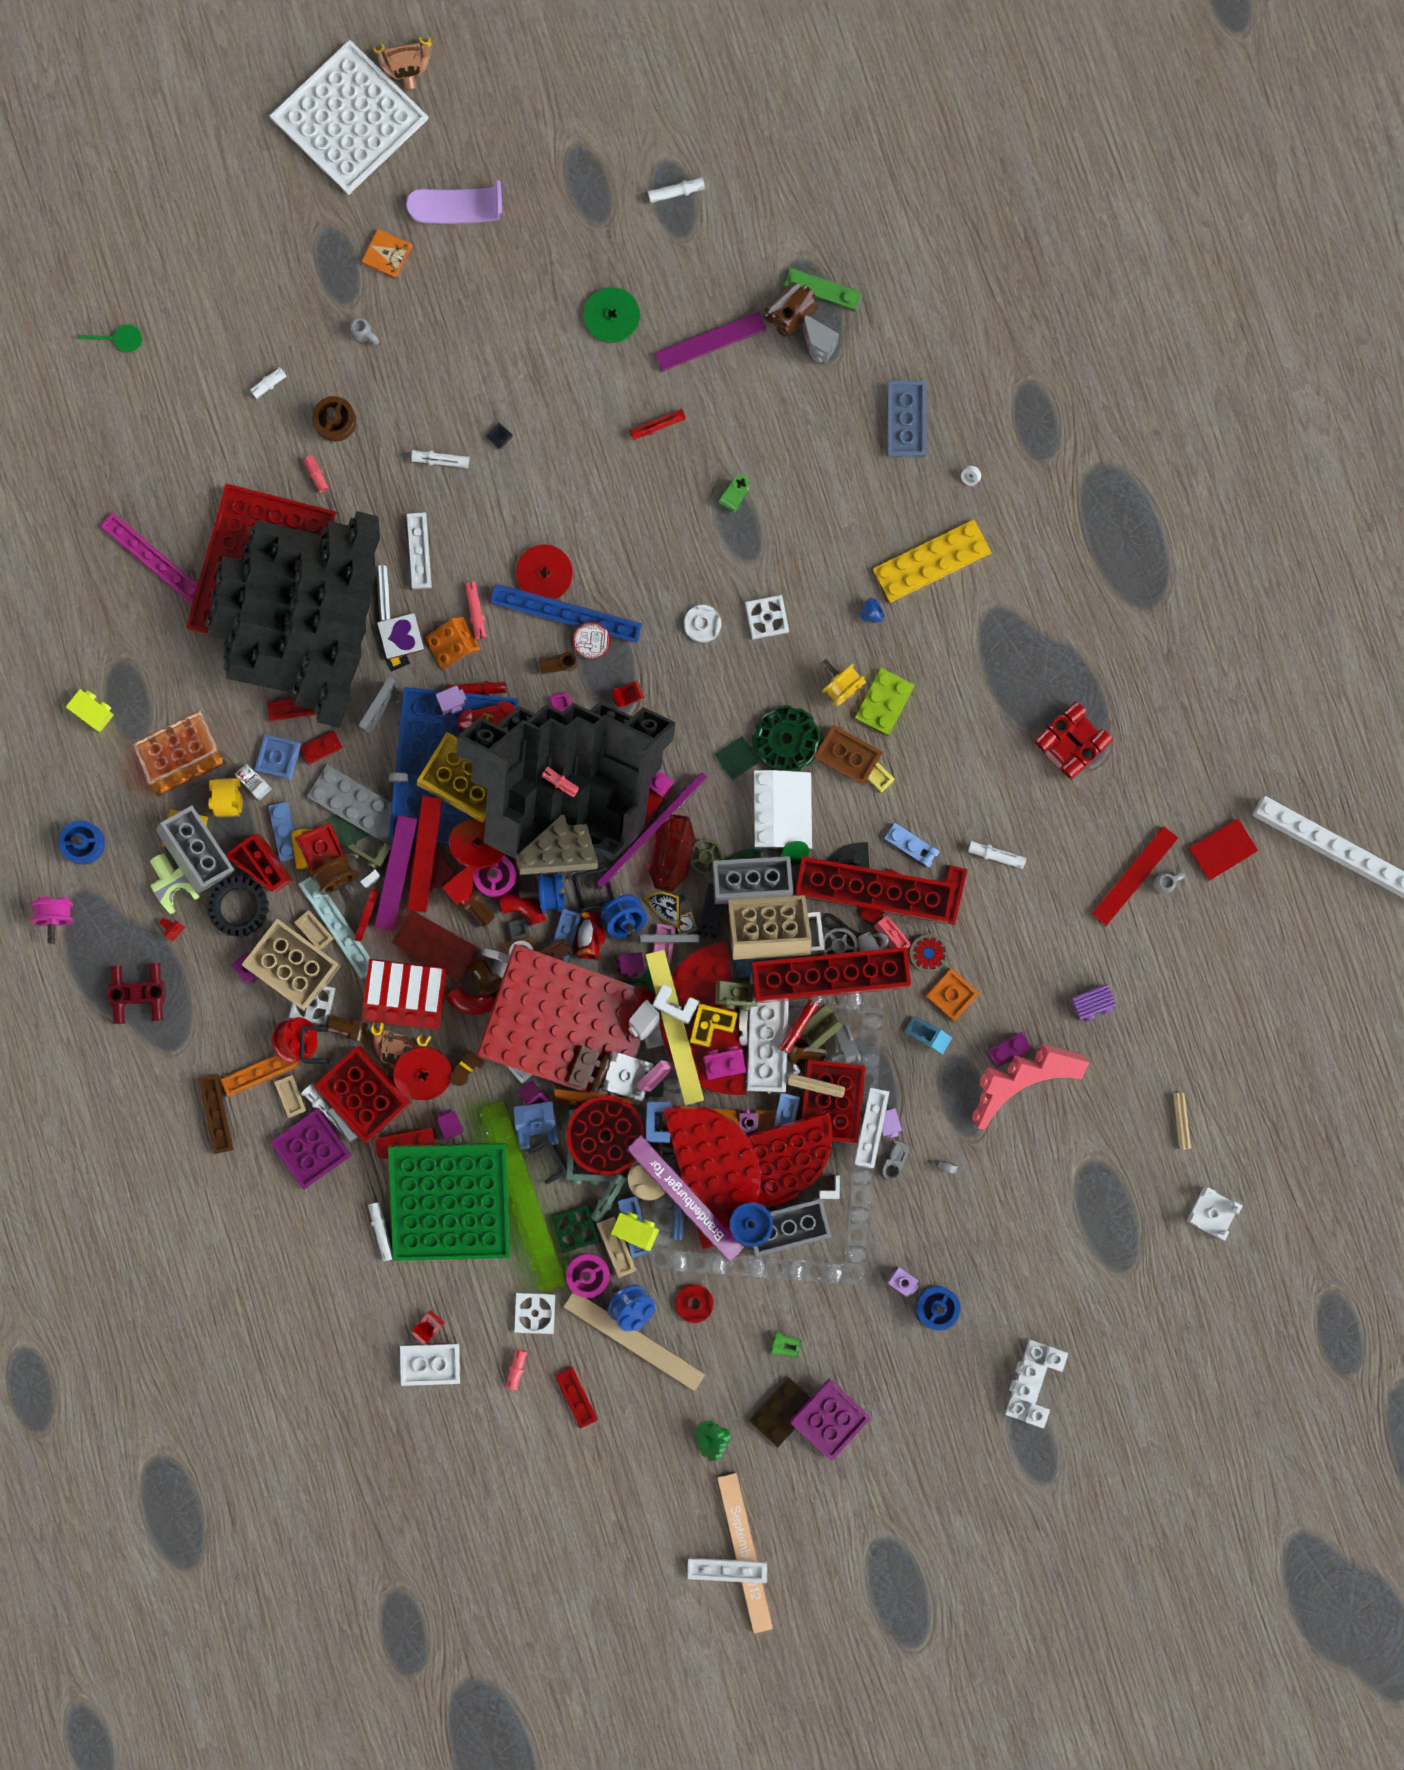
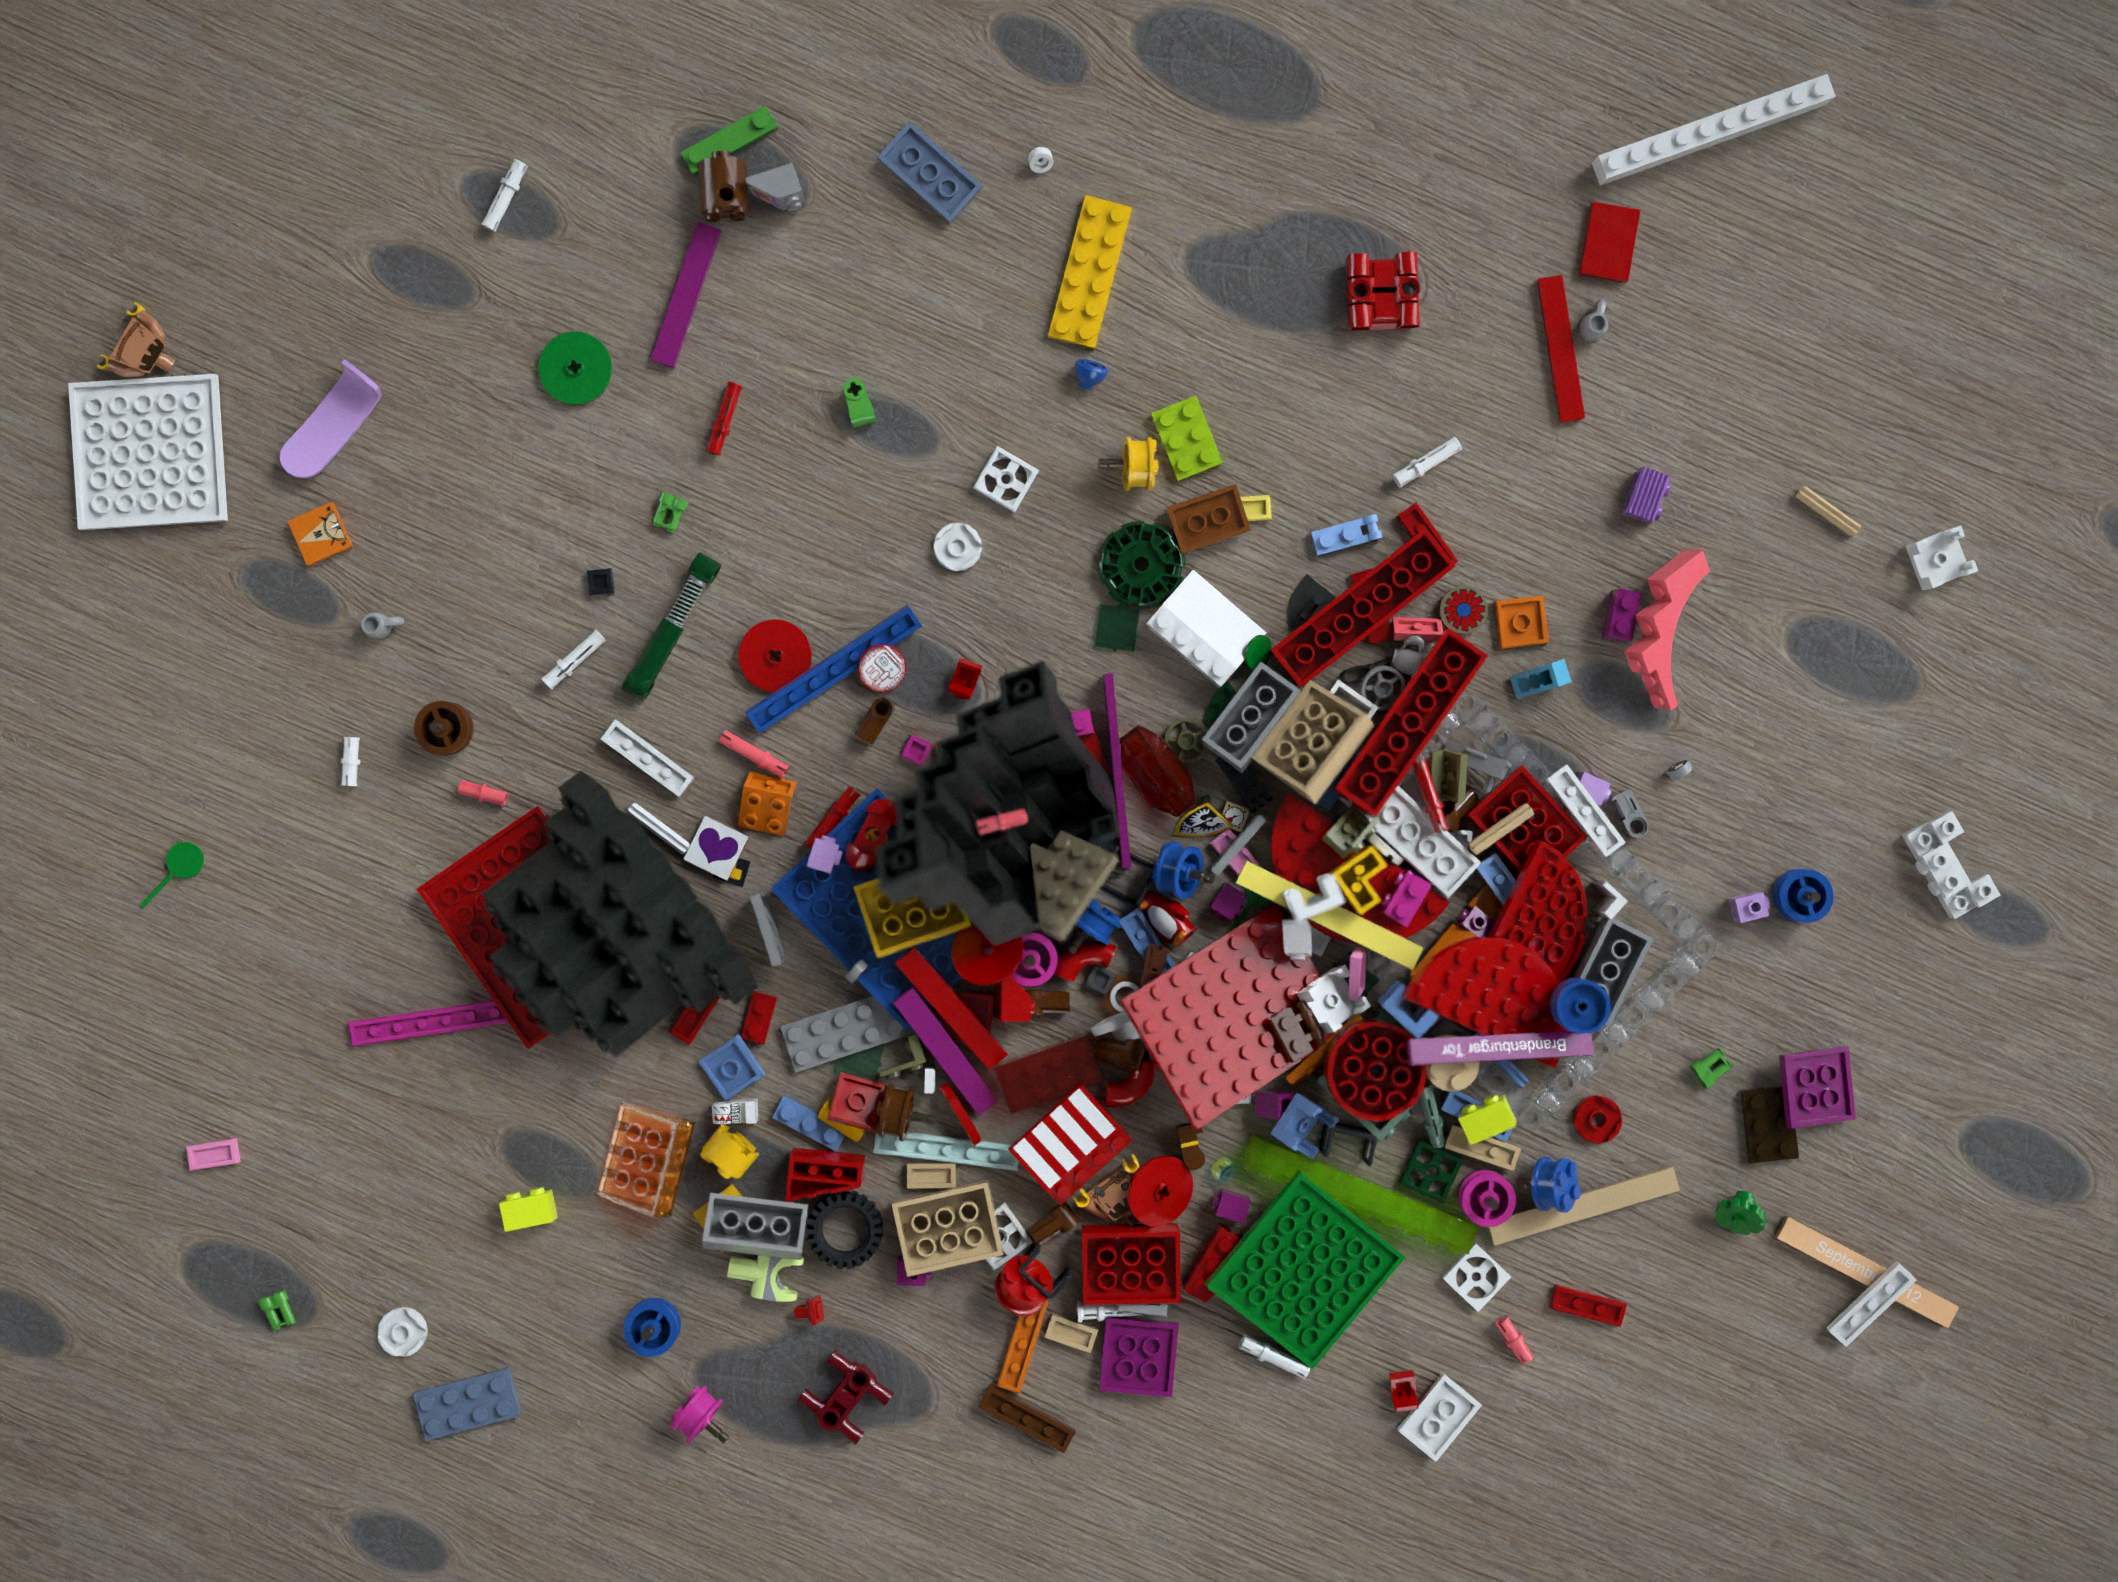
camera: 45 degrees left, 5 degrees up
(462, 507) = (642, 677): none -> dark green piece
(467, 1102) = (1223, 1170): none -> clear light blue tile
(580, 434) = (671, 502): none -> bright green piece

